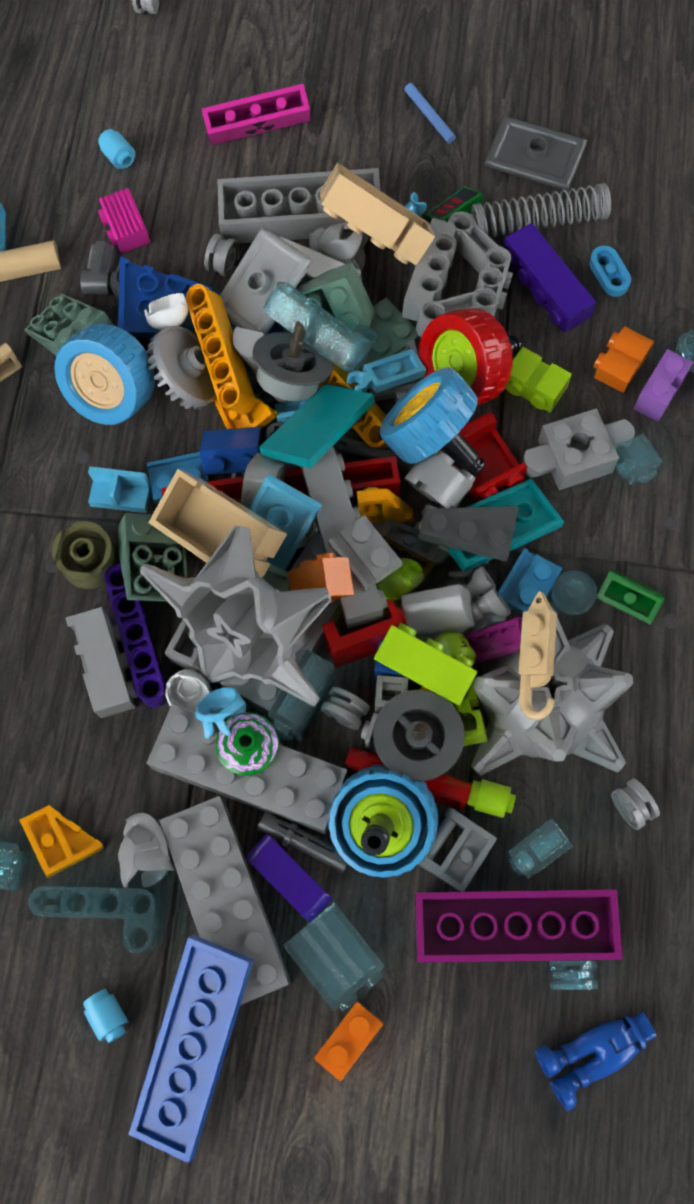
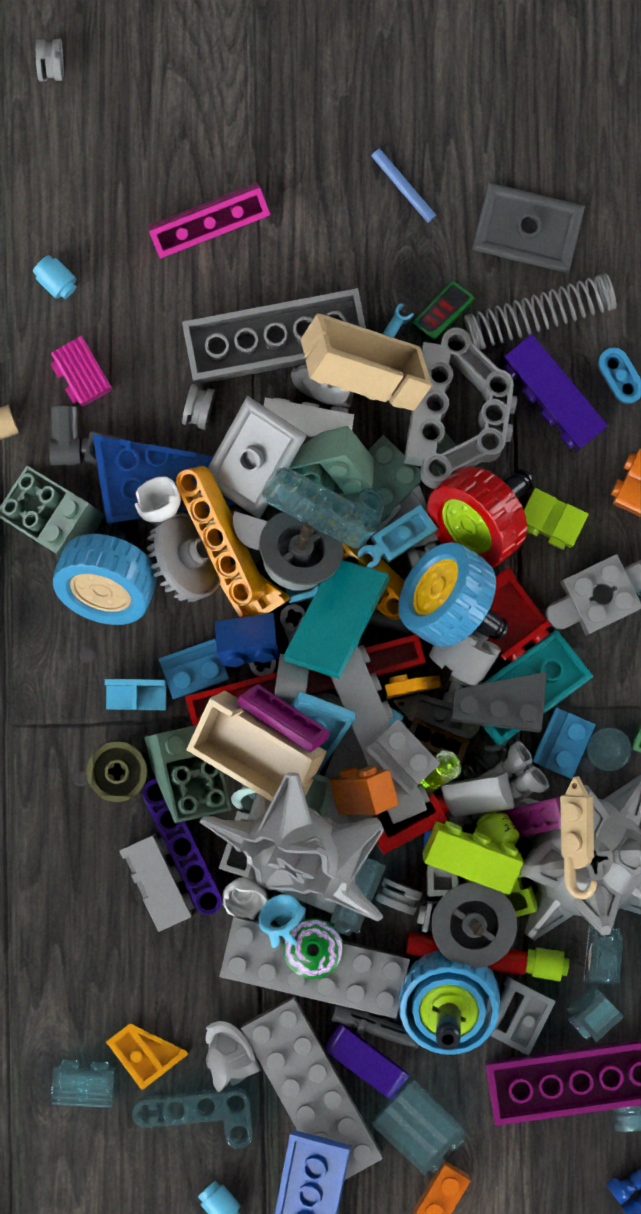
camera: 10 degrees left, 15 degrees up
(248, 494) = (283, 718): none -> magenta plate
(552, 796) = (603, 957): none -> clear light blue torso

